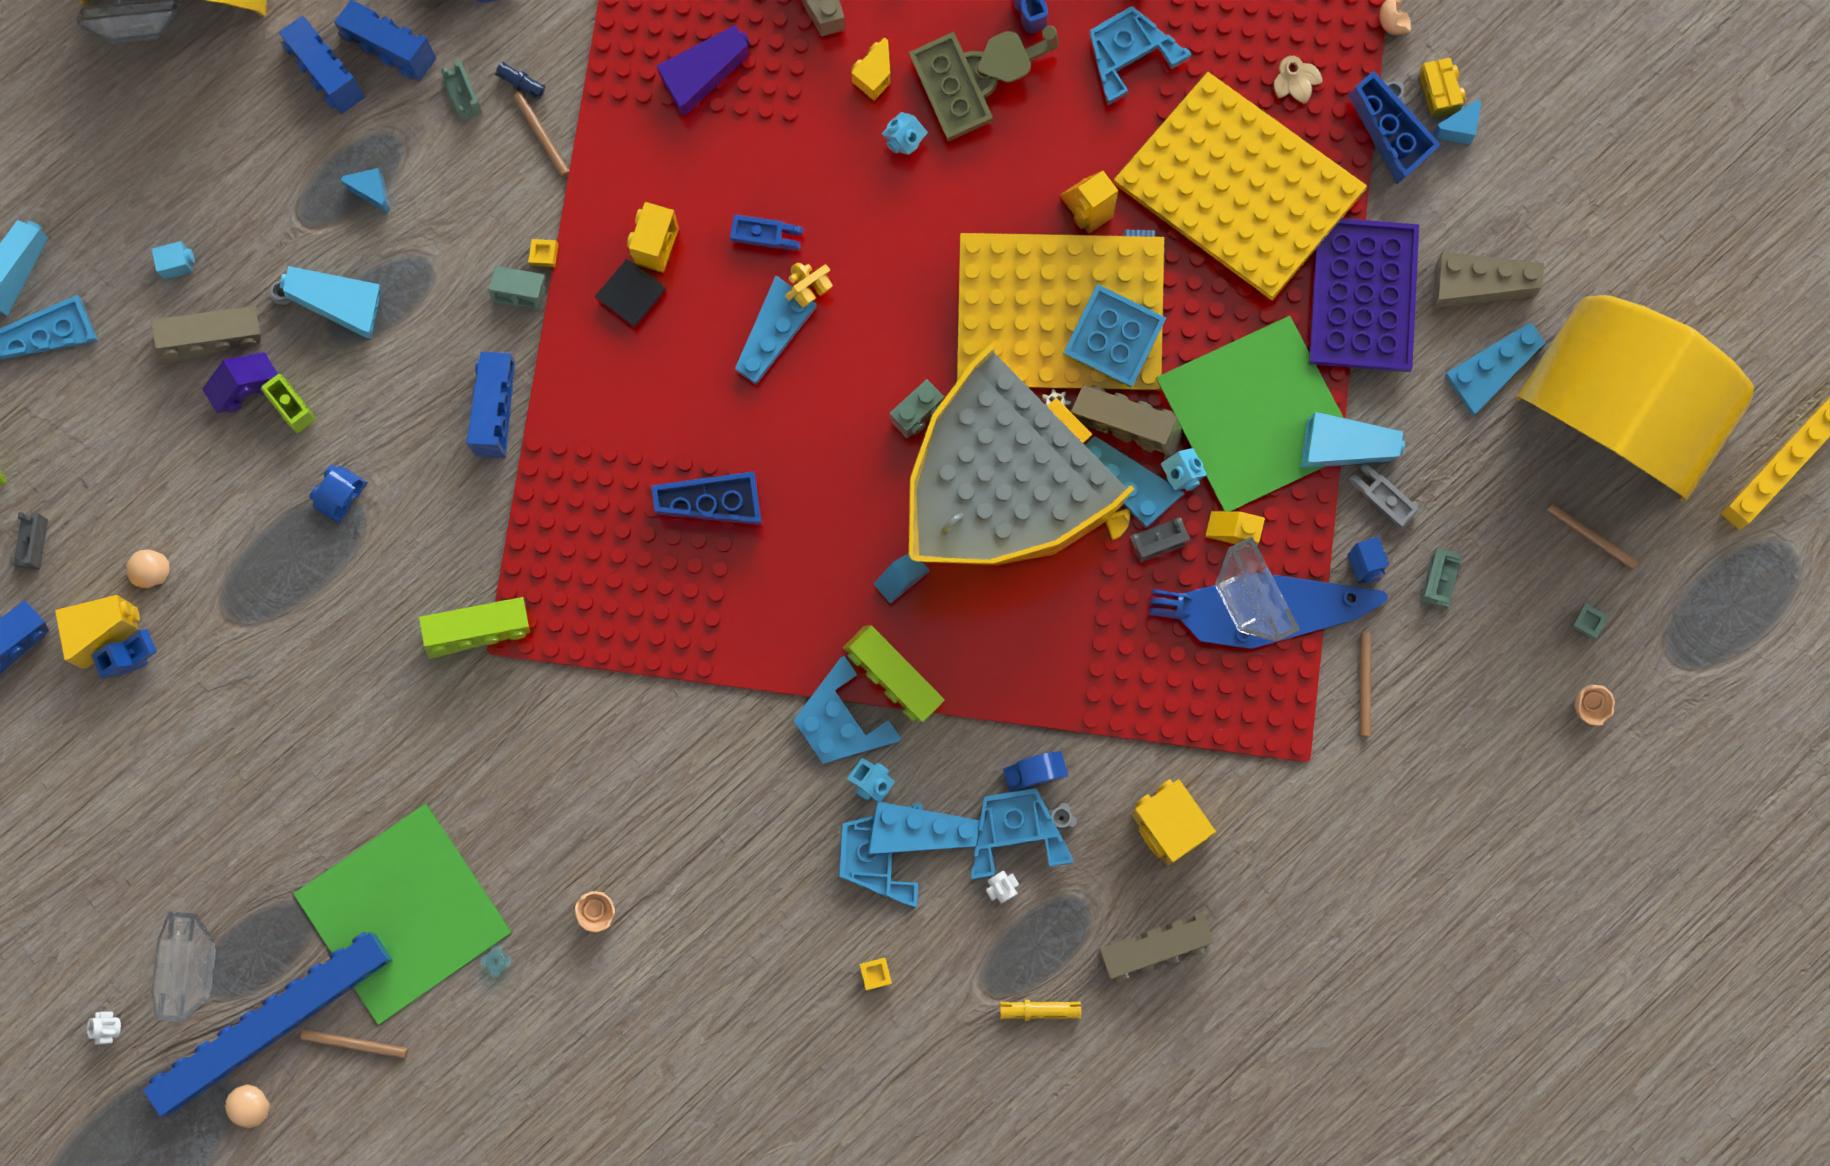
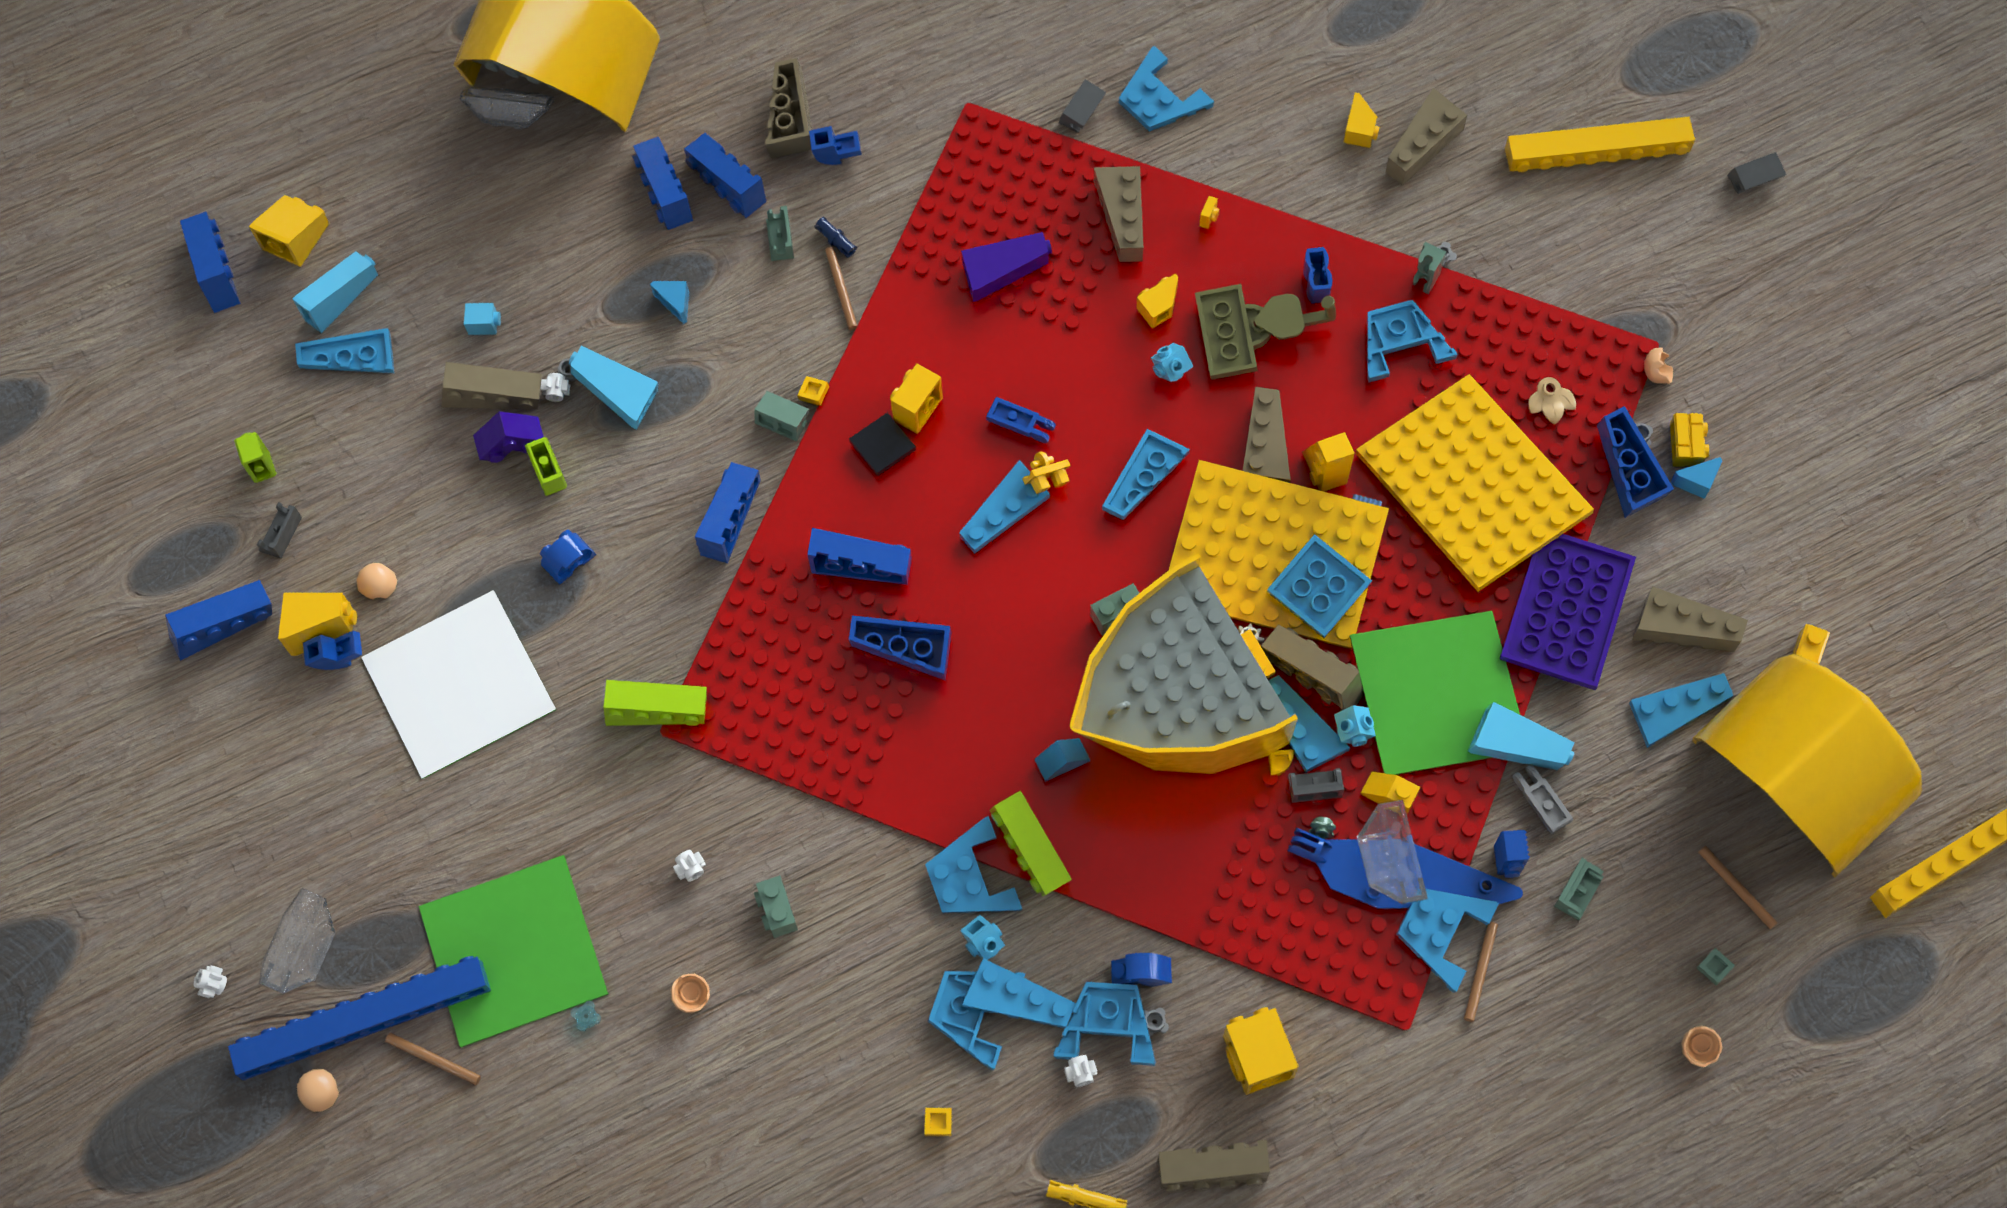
camera: 15 degrees right, 10 degrees down
(264, 654) = (458, 684): none -> white piece
(273, 315) = (555, 387): none -> white gear
(556, 782) = (689, 865): none -> white gear
(640, 421) = (858, 558): none -> blue wedge
(656, 801) = (776, 905): none -> sand green brick
(906, 255) = (1144, 471): none -> dark azure wing
(1021, 194) = (1266, 439): none -> dark tan wedge
(1177, 582) = (1322, 827): none -> sand green plate
(1308, 653) = (1432, 924): none -> dark azure wing
(1608, 275) = (1811, 643): none -> yellow brick

